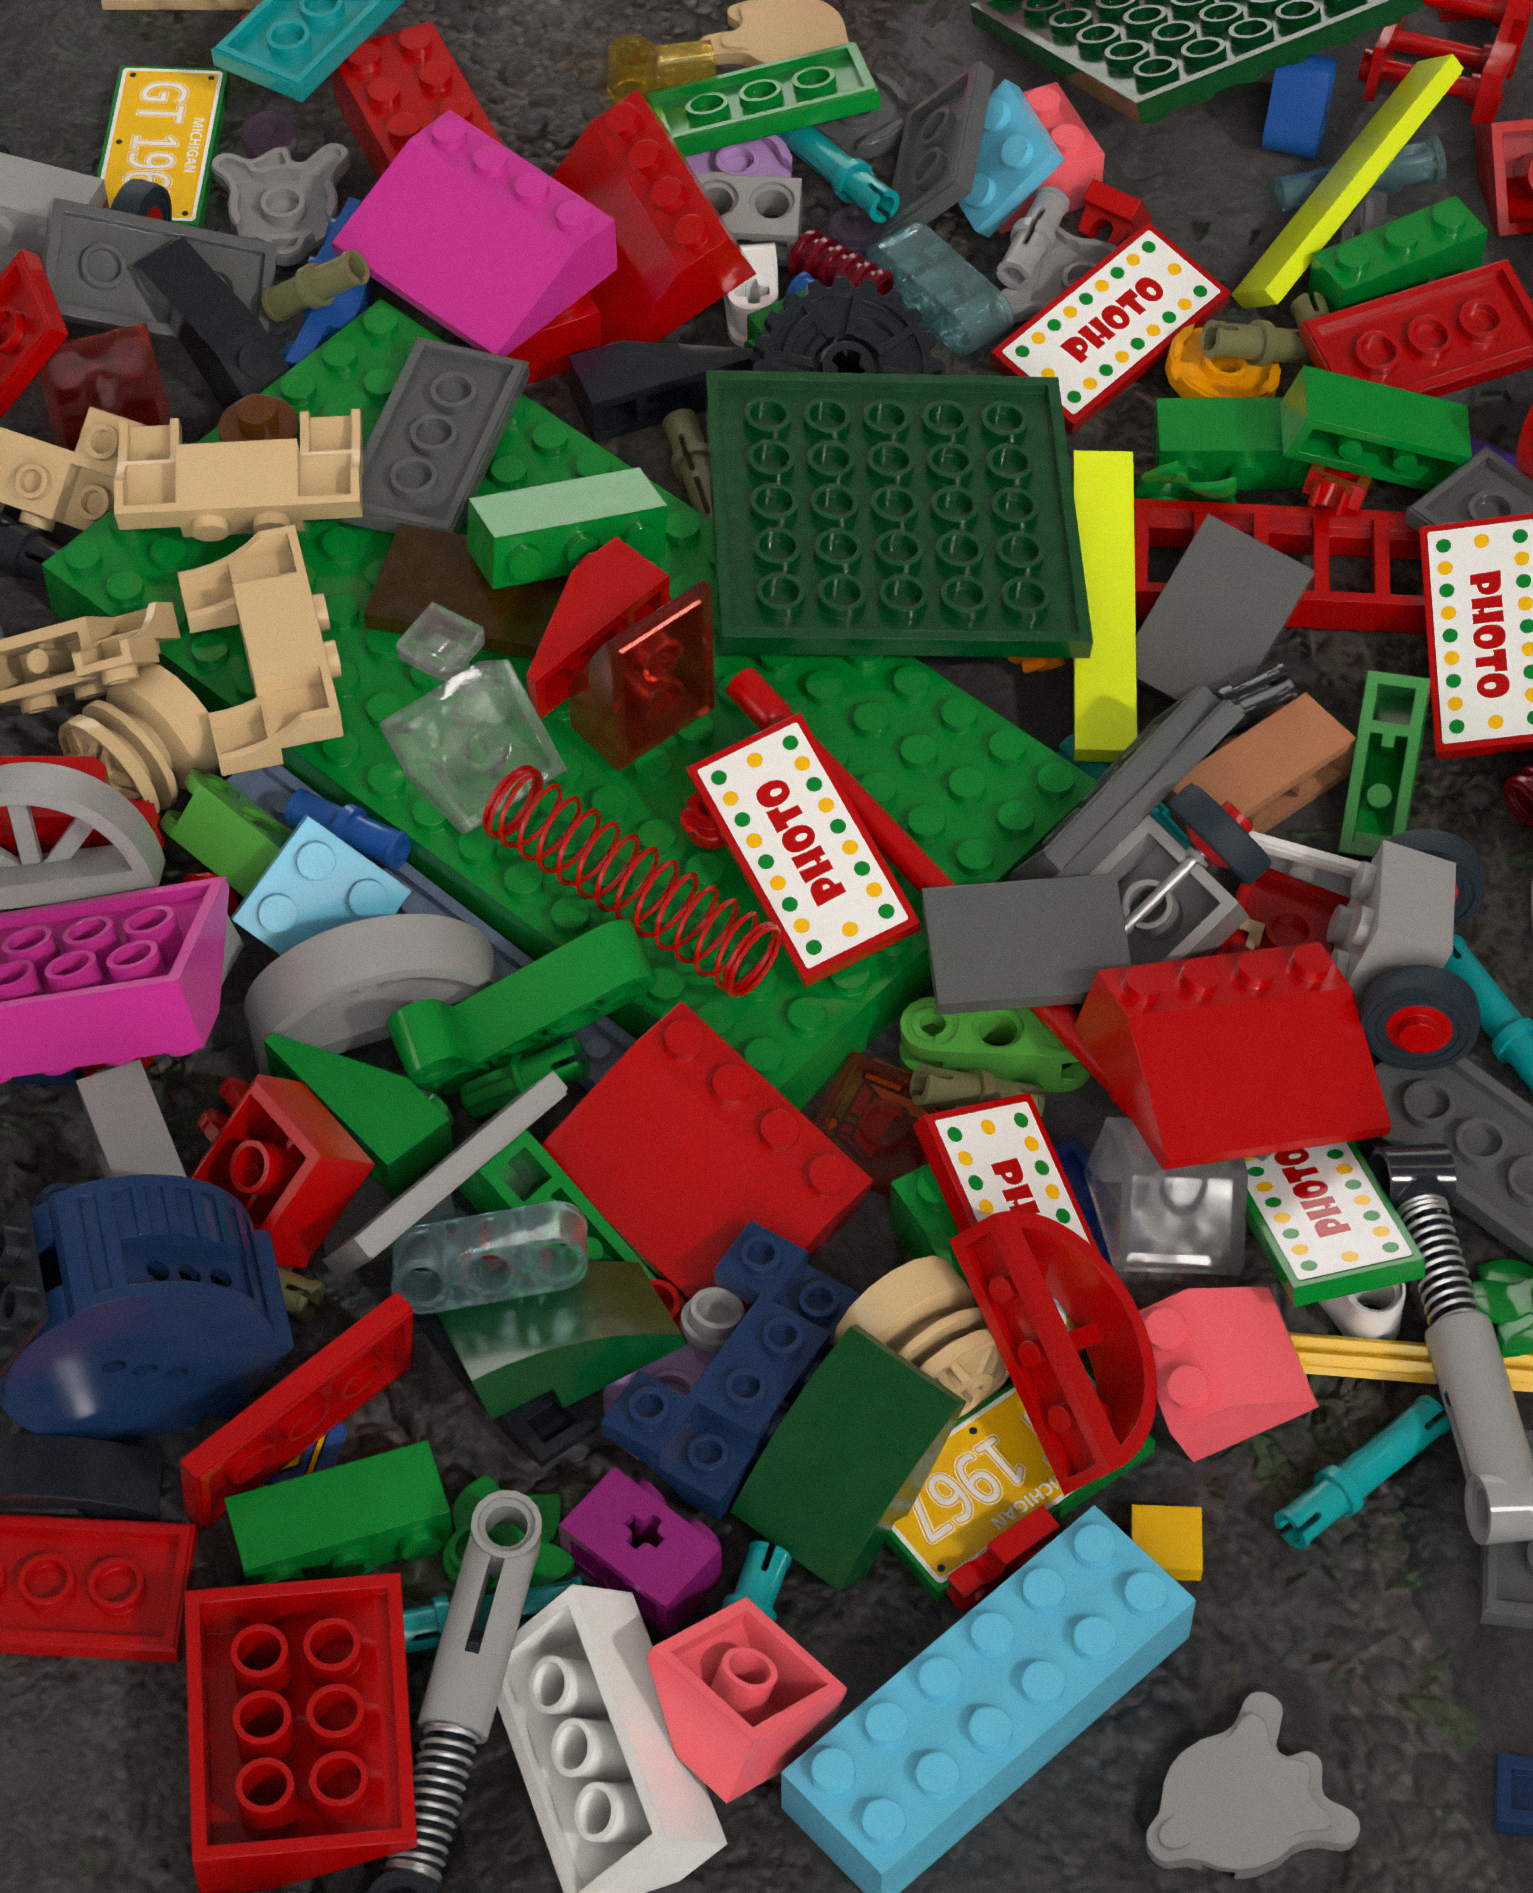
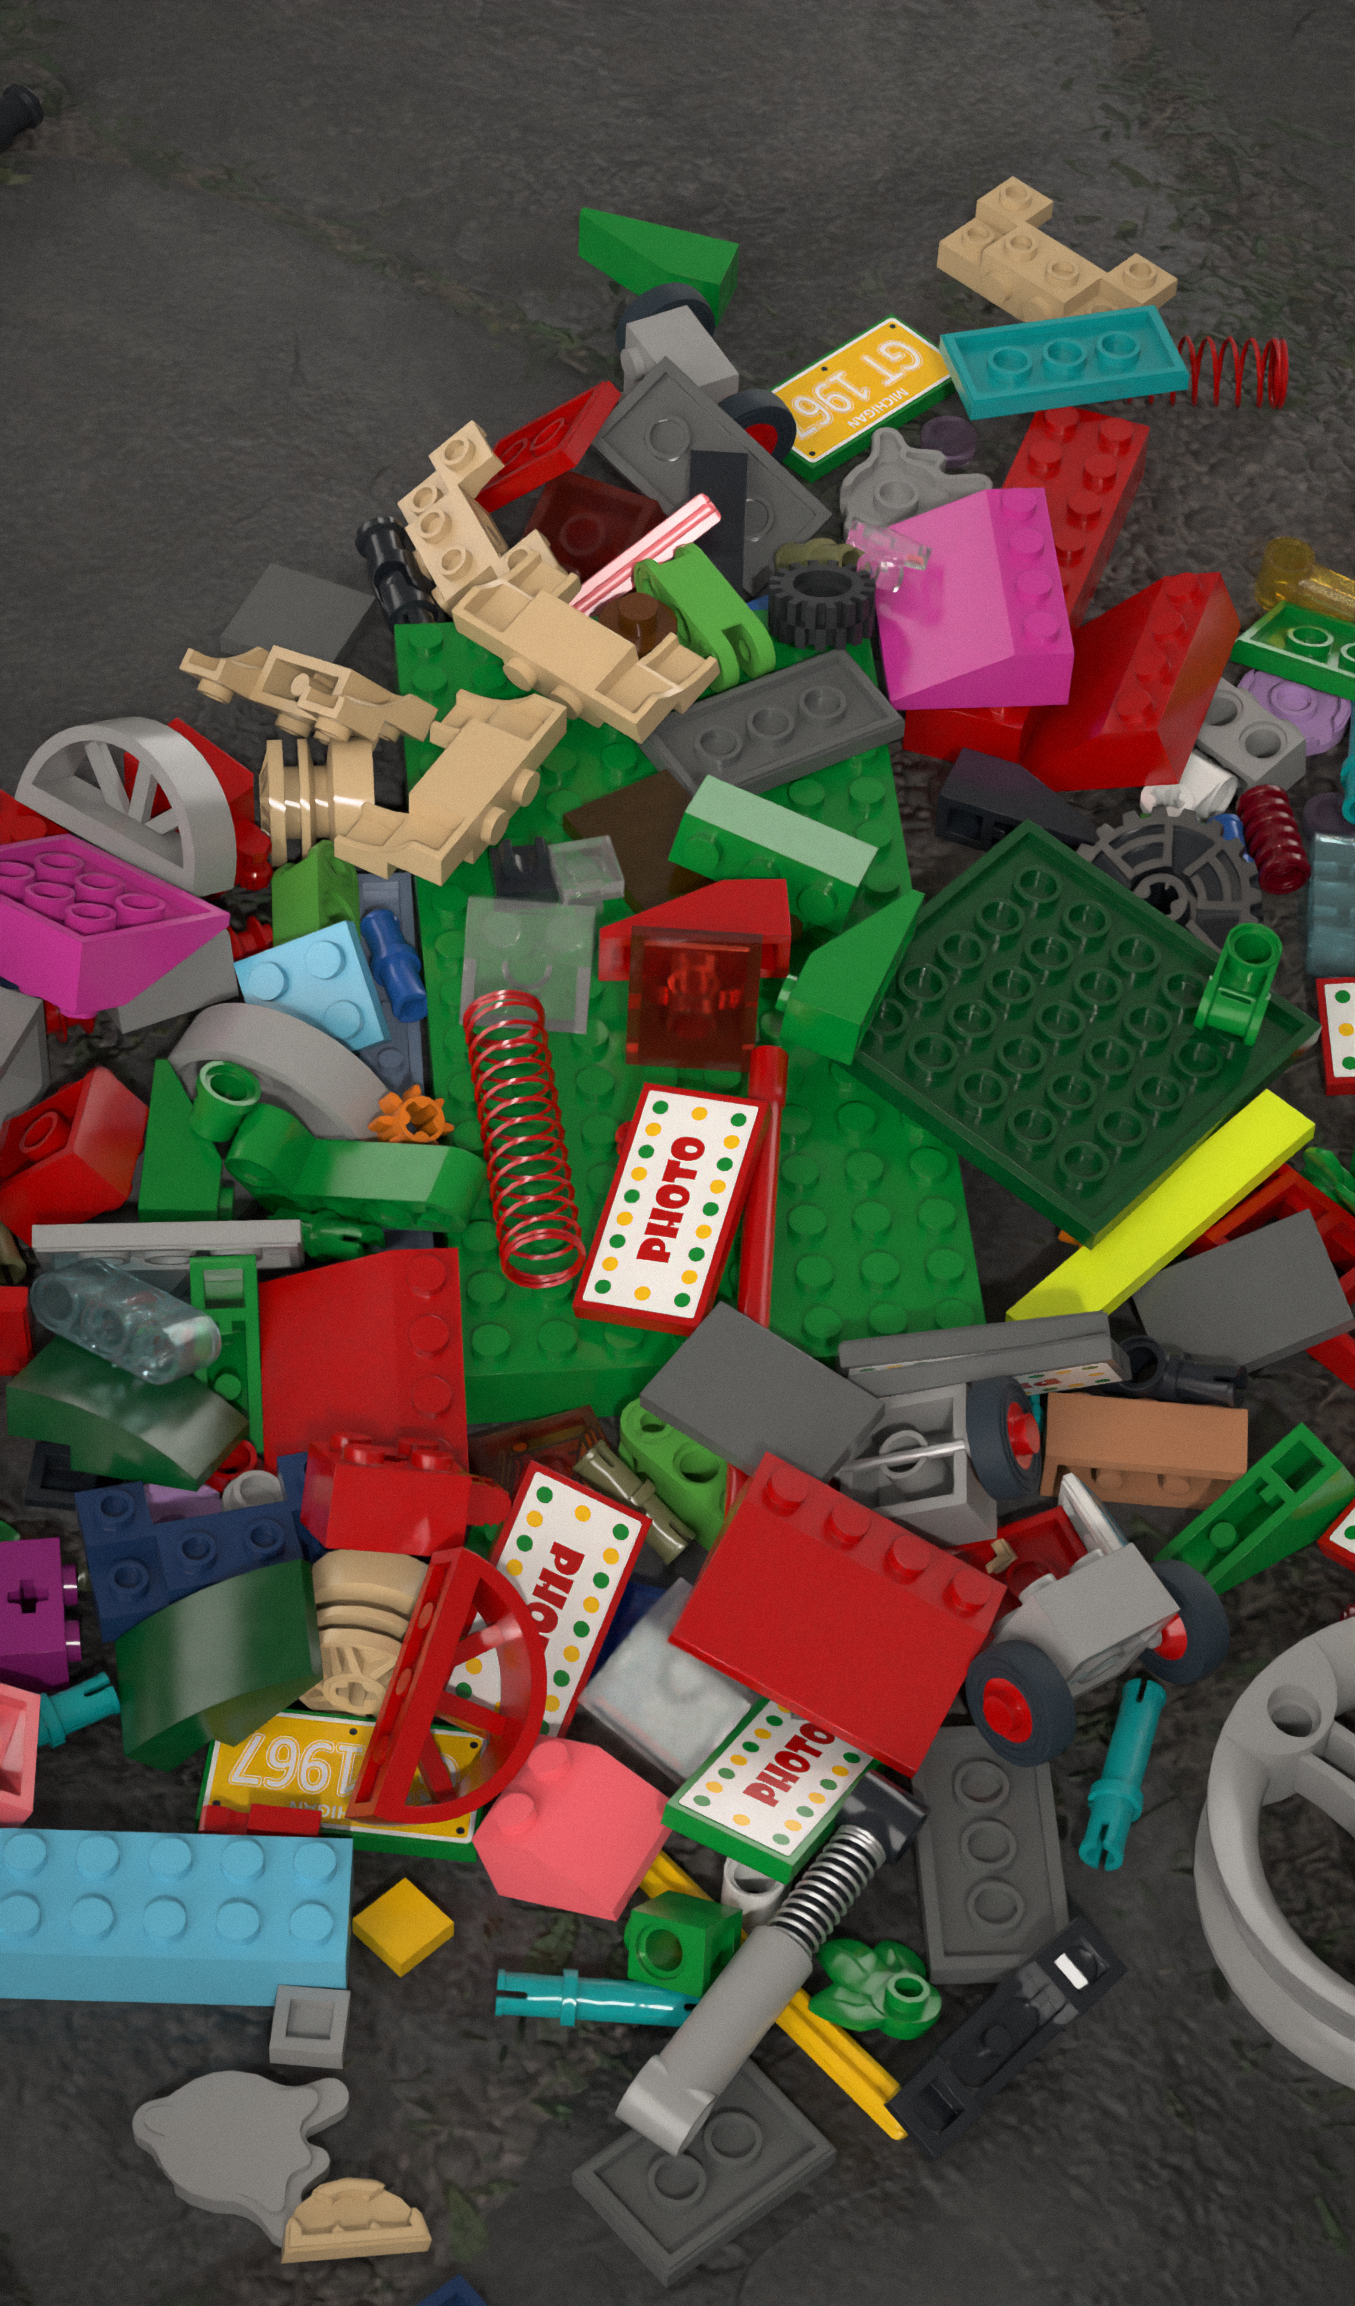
camera: 40 degrees right, 5 degrees down
(188, 358) = (659, 544): none -> axle
(296, 373) = (709, 614): none -> bright green piece
(368, 1028) = (223, 1099): none -> green piece
(373, 315) = (821, 605): none -> black tyre
(380, 236) = (887, 554): none -> clear tile
(383, 682) = (522, 871): none -> black tile
(518, 936) = (419, 1110): none -> orange gear
(753, 592) = (846, 982): none -> green slope
(857, 1228) = (394, 1497): none -> red hinge
(995, 384) = (1241, 982): none -> green piece
(1196, 1671) = (310, 2026): none -> light grey plate
(1384, 1784) = (352, 2221): none -> tan tile
(1400, 1401) = (707, 1937): none -> green brick

